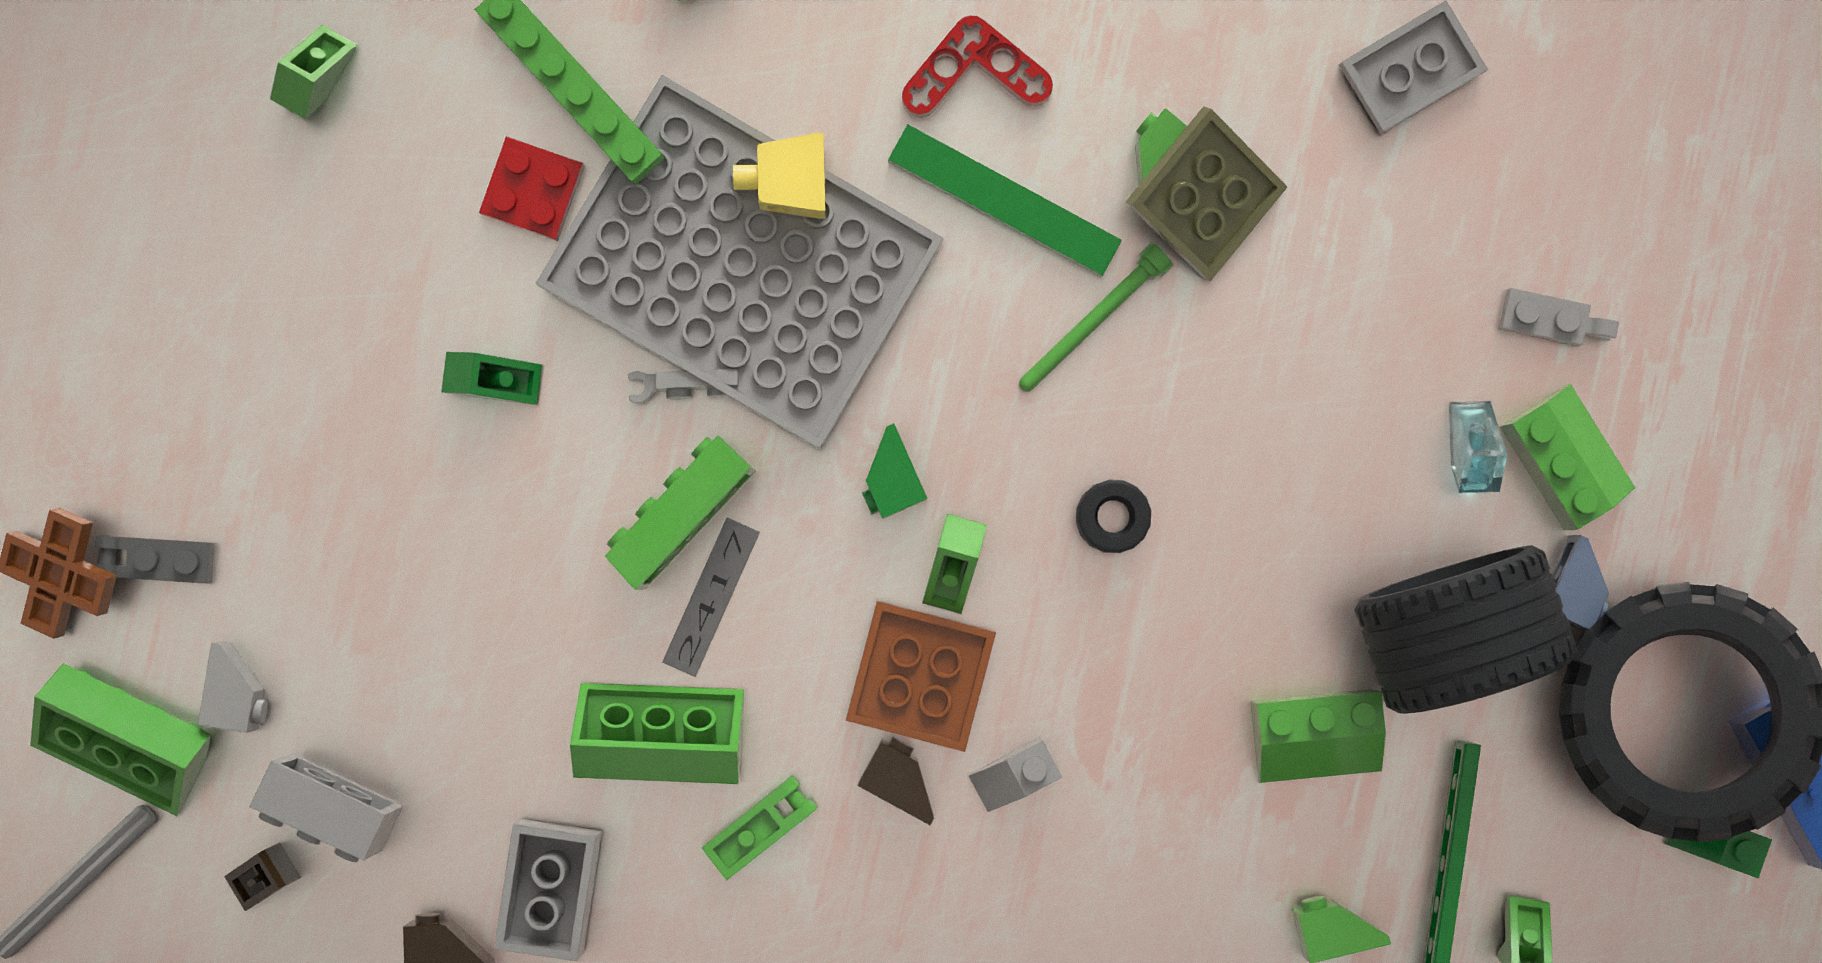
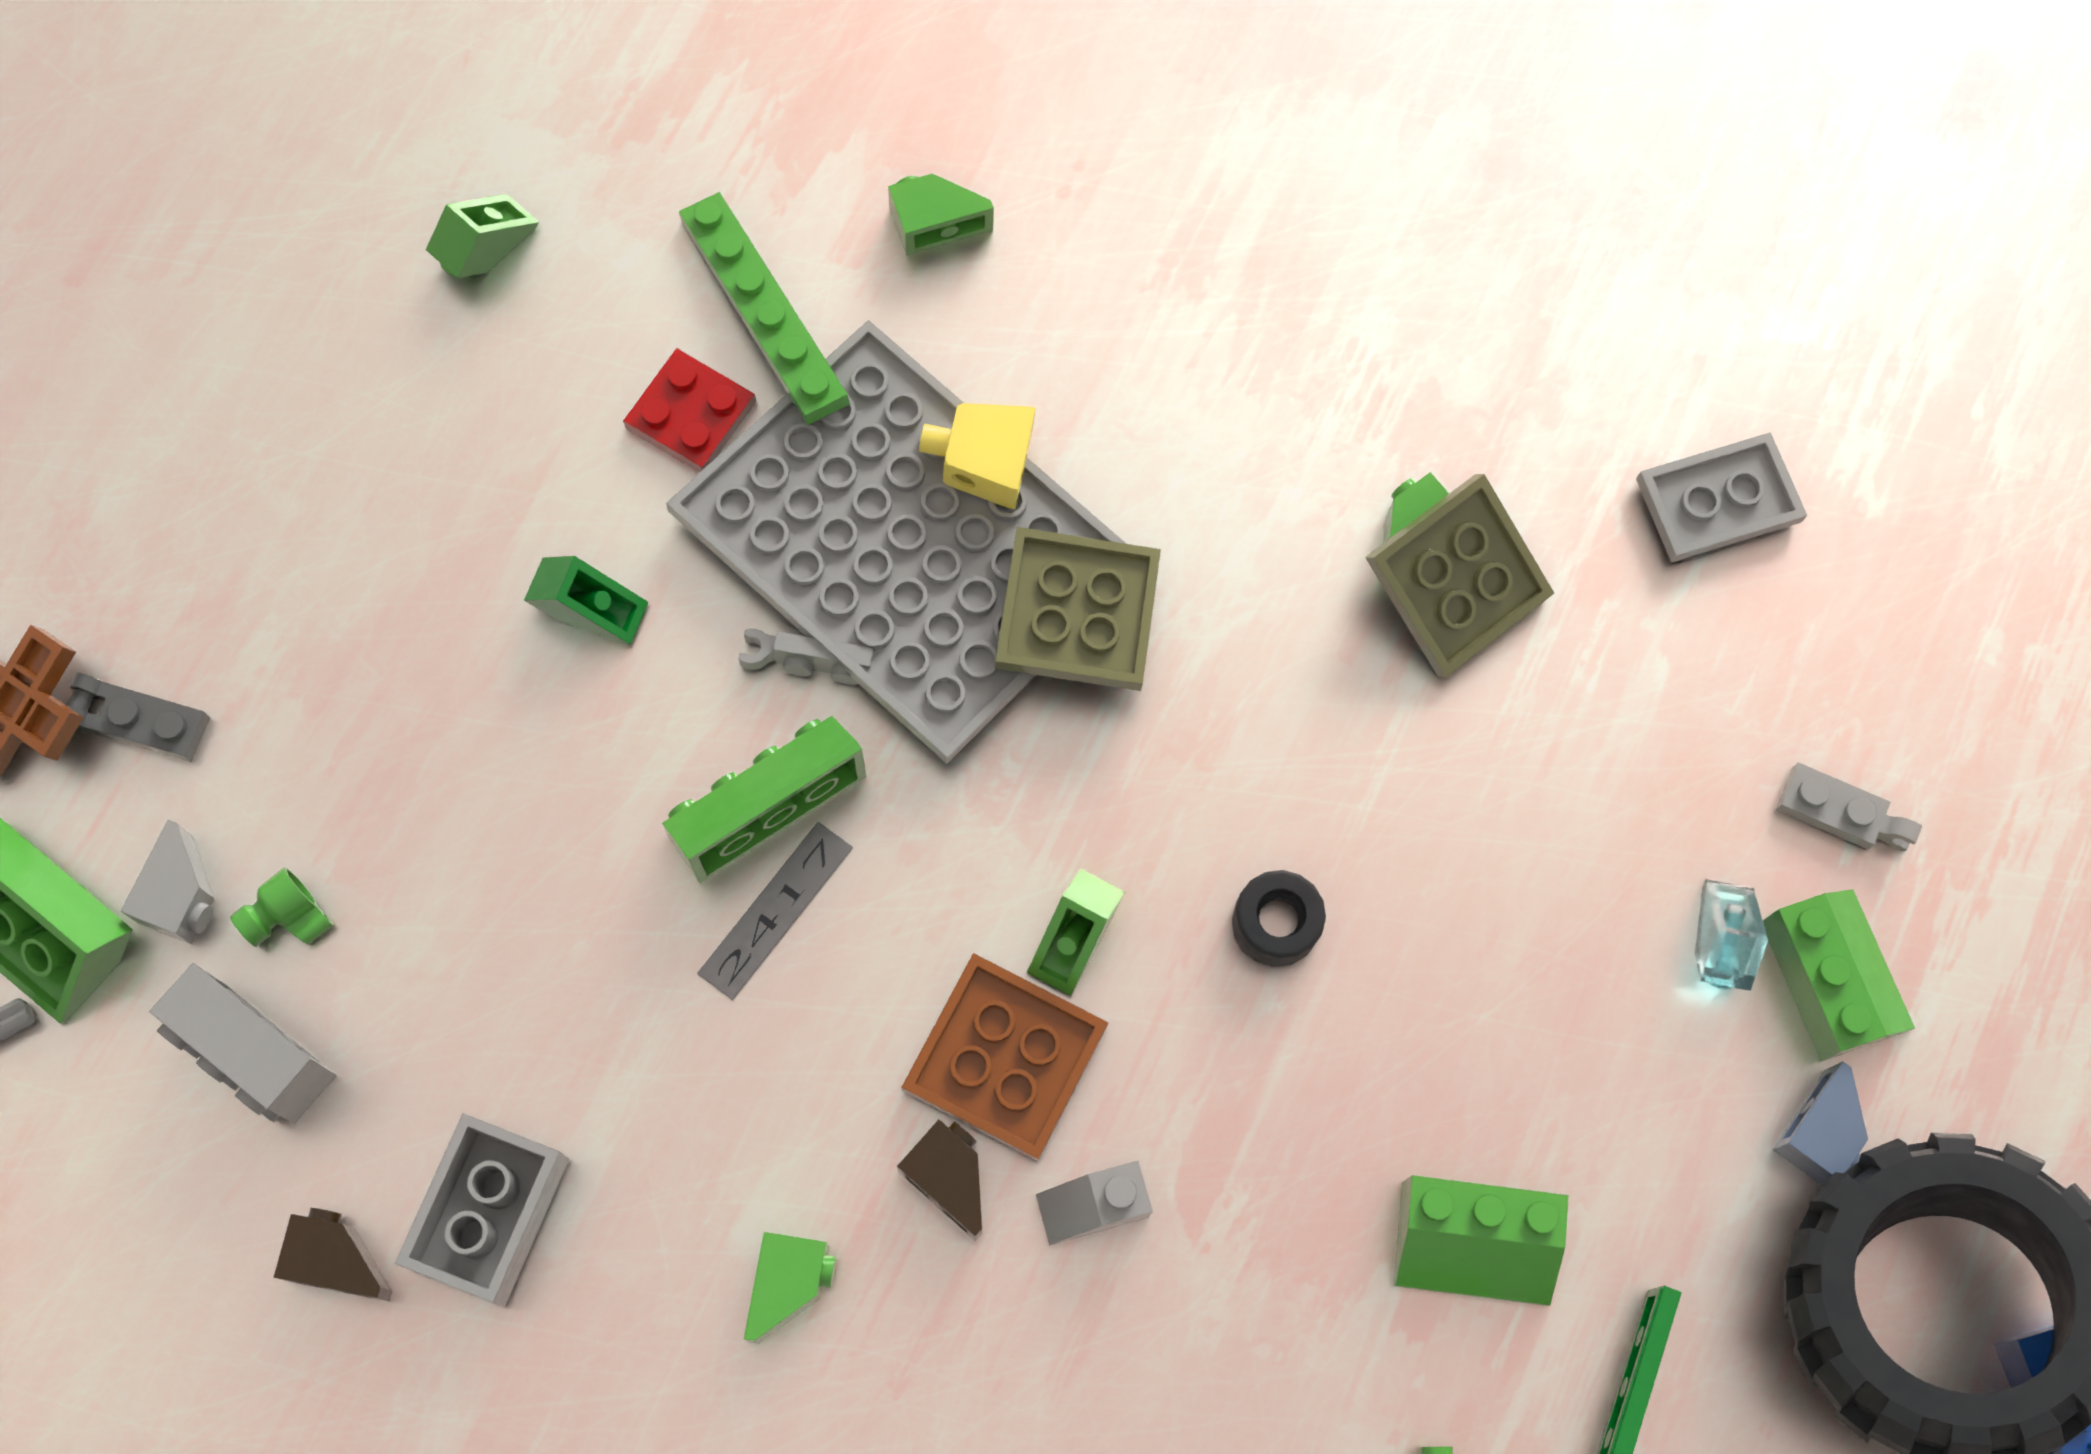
camera: 10 degrees right, 15 degrees down
(262, 876) = (139, 1117): dark brown slope -> none
(322, 684) = (281, 902): none -> bright green piece
(657, 733) = (668, 1054): bright green slope -> none
(757, 829) = (761, 1198): bright green plate -> none
(793, 887) = (786, 1282): none -> bright green slope
(892, 478) = (1025, 816): green slope -> none
(897, 298) = (1078, 609): none -> olive plate
(981, 56) = (1230, 380): red beam -> none
(1004, 200) = (1226, 540): green tile -> none
(1150, 265) = (1381, 643): bright green piece -> none
(1466, 630) = (1687, 1126): black tyre -> none

